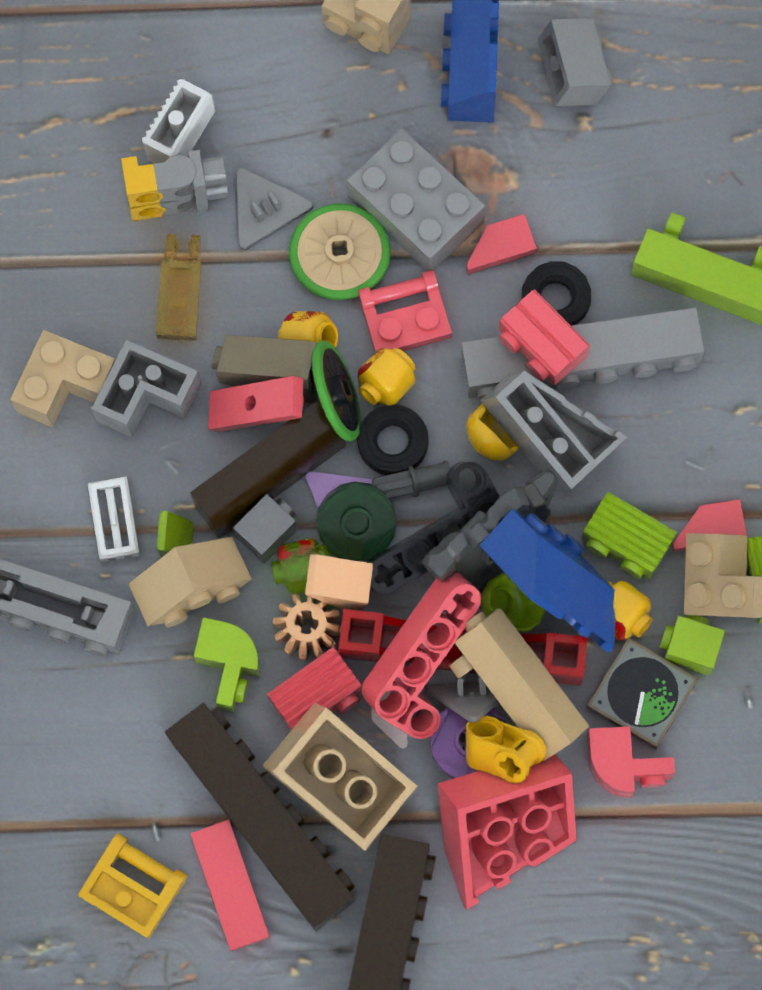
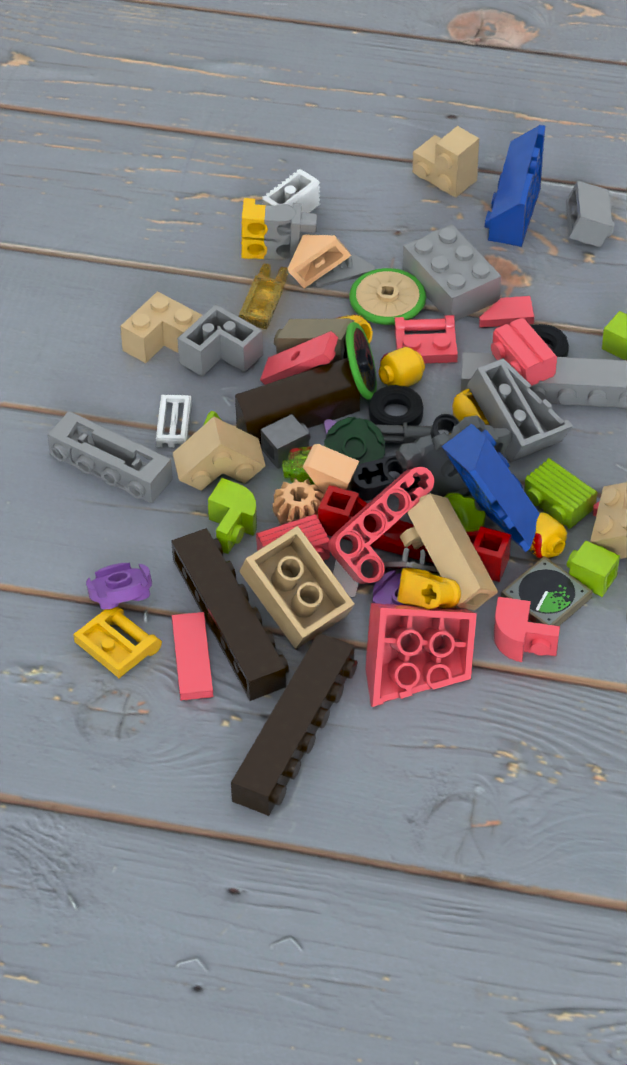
camera: 10 degrees right, 25 degrees down
(128, 821) = (119, 584): none -> medium lavender plate
(233, 220) = (316, 257): none -> light nougat slope

